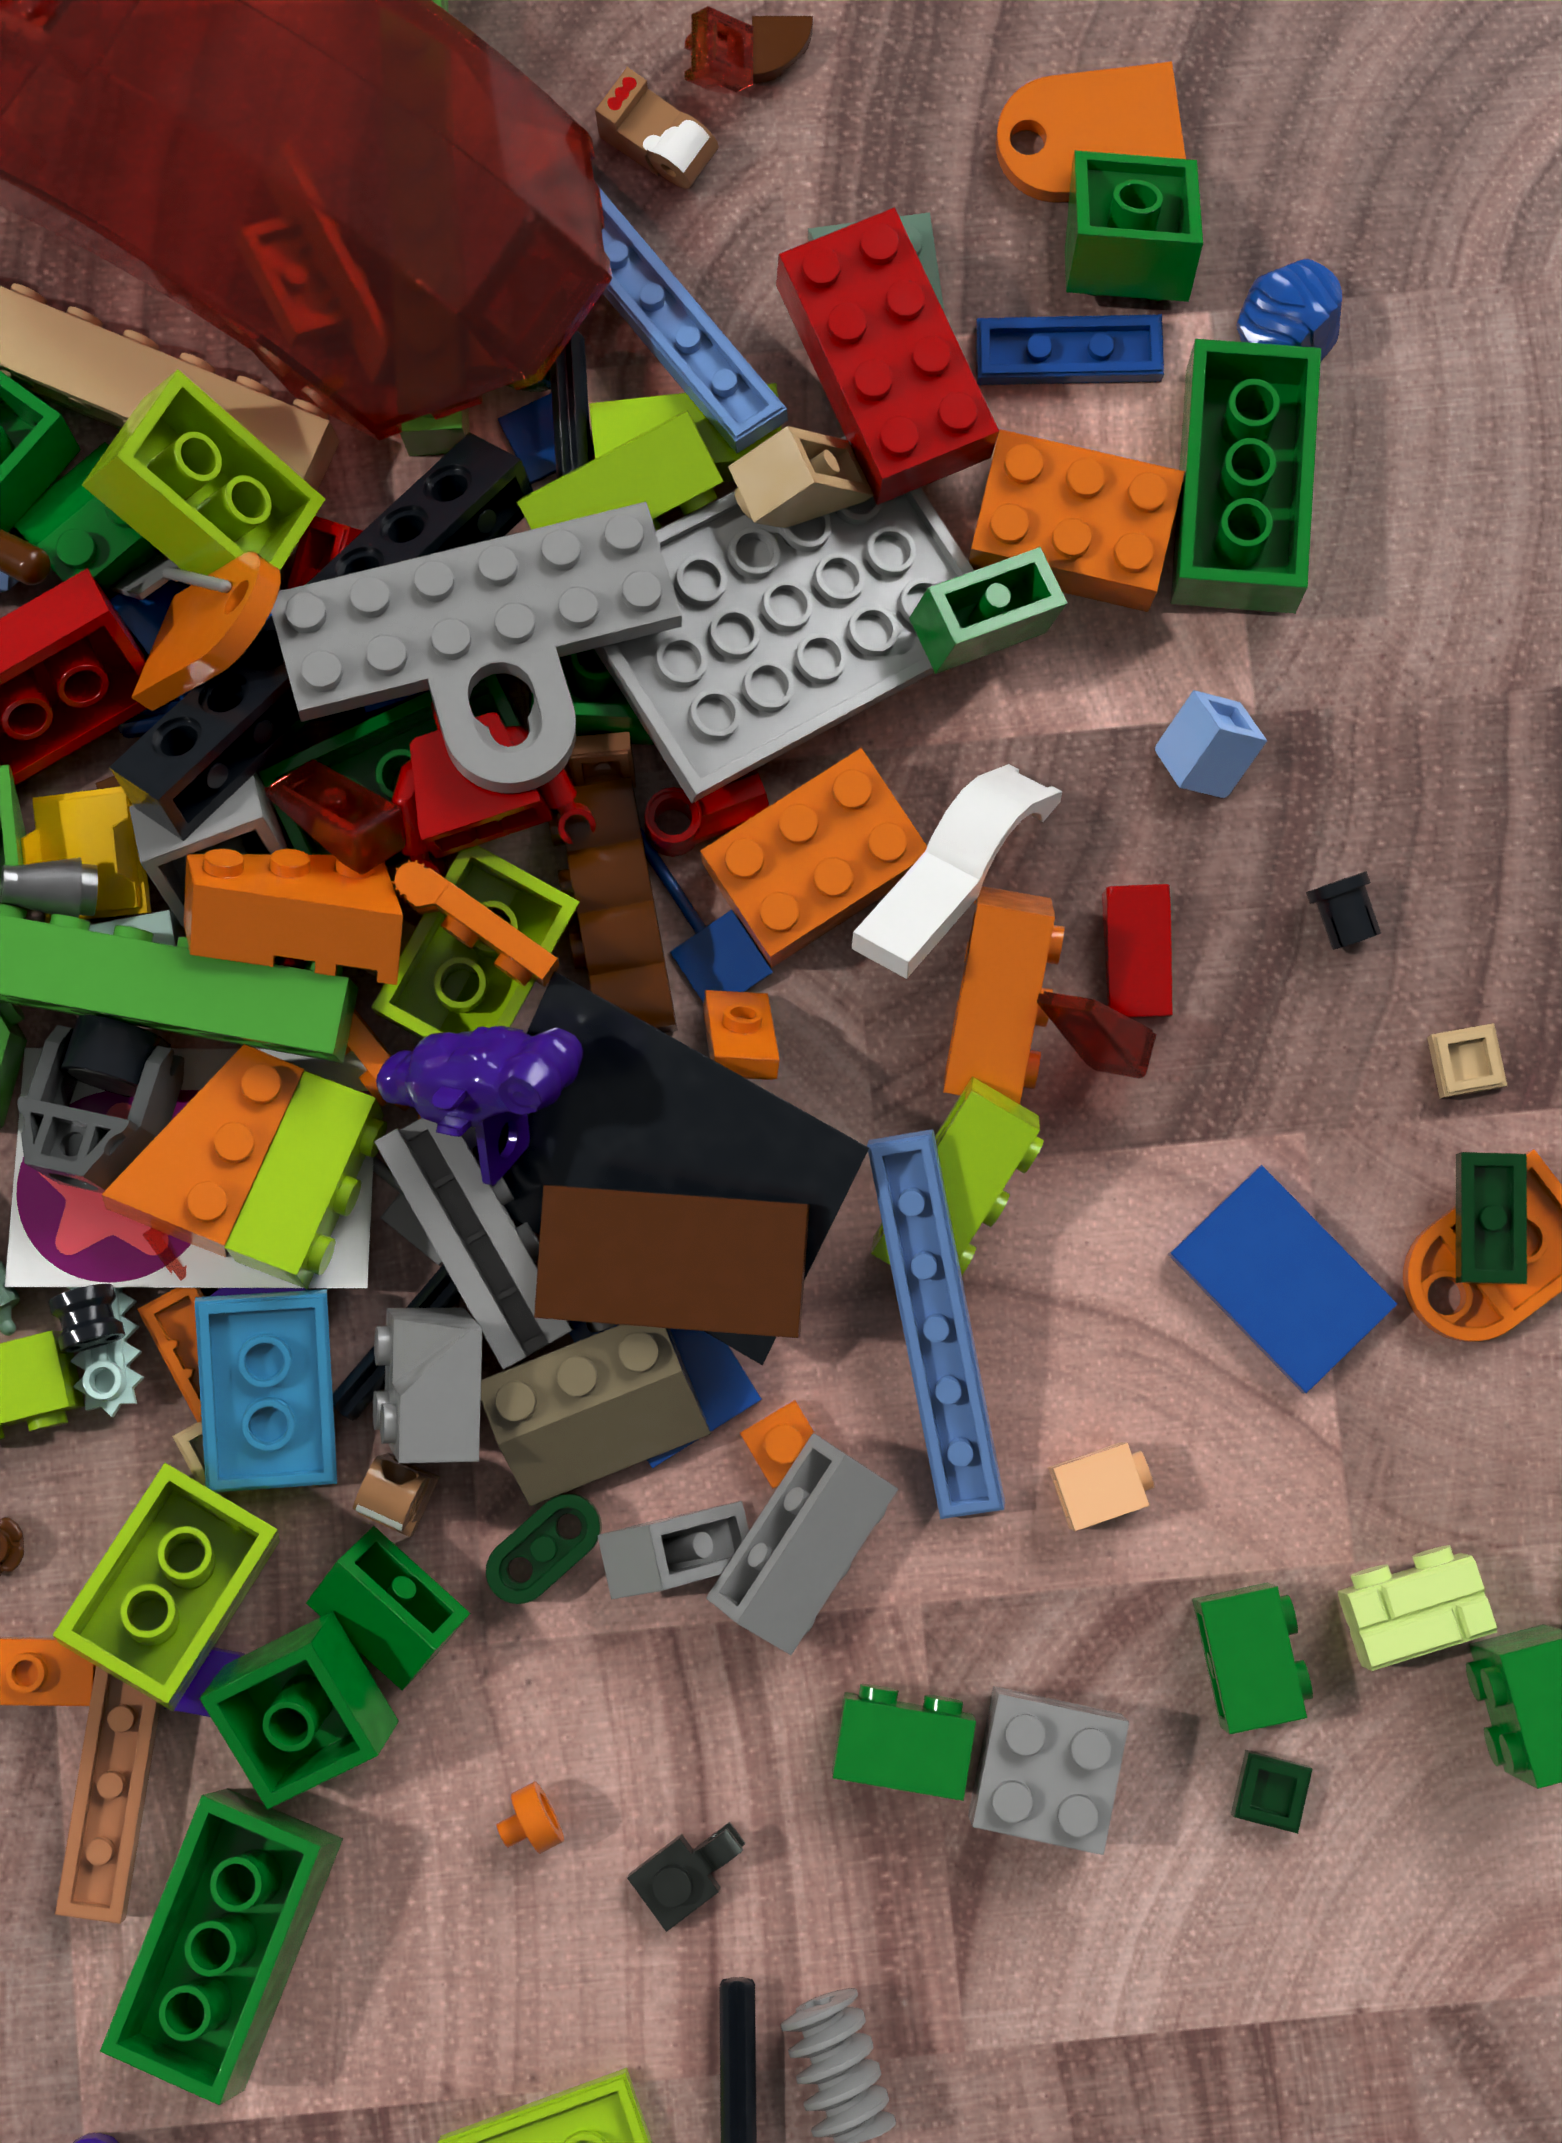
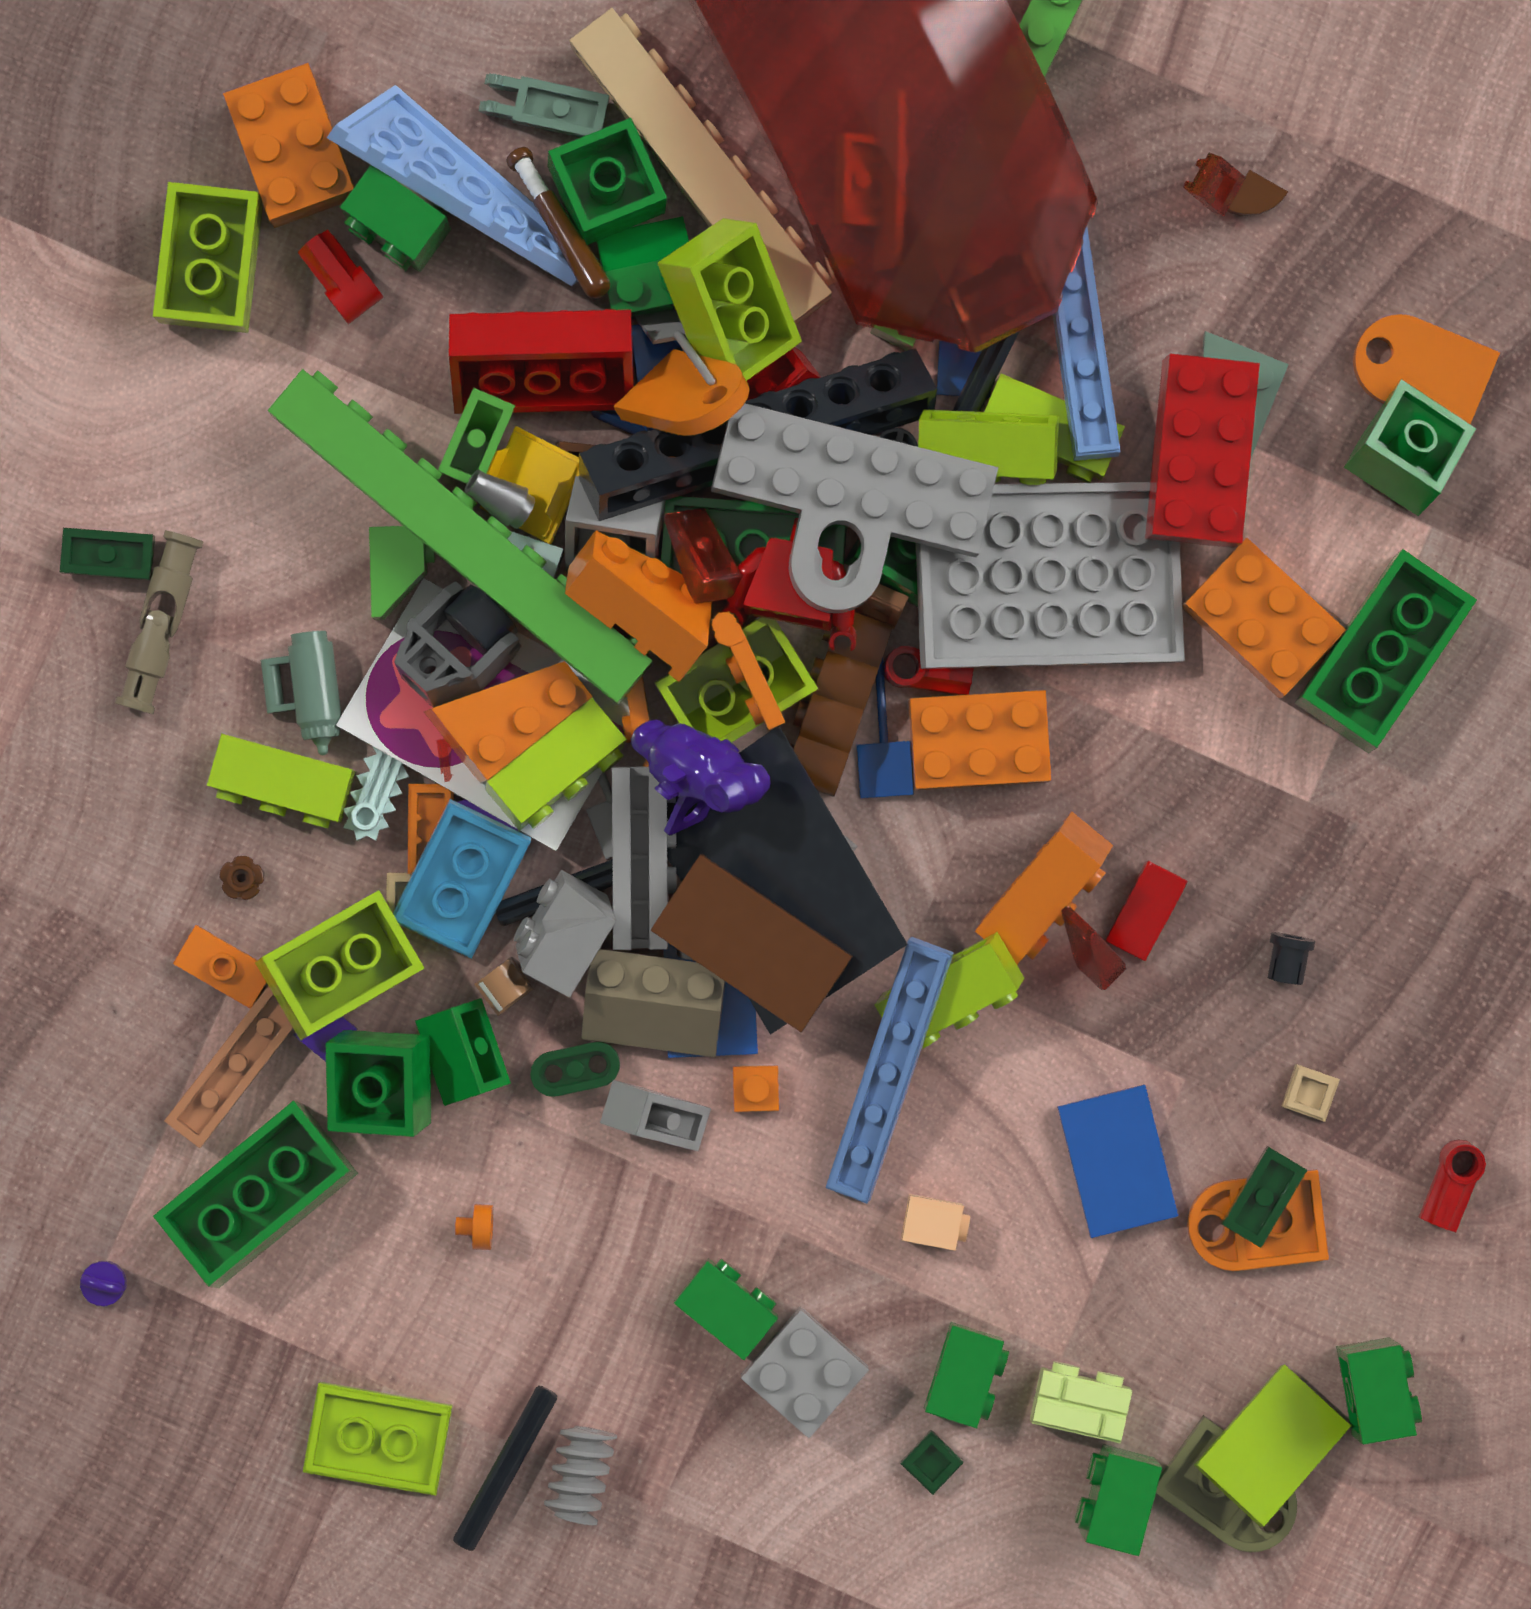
camera: 20 degrees right, 5 degrees up
(86, 1318) = (377, 774): black wheel -> none
(654, 131) = (1144, 213): medium nougat leg -> none
(680, 1877) = (547, 1312): pearl dark grey plate -> none
(741, 1033) = (871, 824): orange plate -> none
(798, 478) = (1102, 501): tan slope -> none
(801, 1544) = (733, 1154): light grey brick -> none
(951, 869) = (1059, 797): white piece -> none
(987, 610) = (1171, 650): green brick -> none
(1069, 349) = (1326, 502): blue tile -> none
(1210, 744) = (1265, 806): light blue panel -> none
(1293, 307) = (1478, 561): blue hair -> none

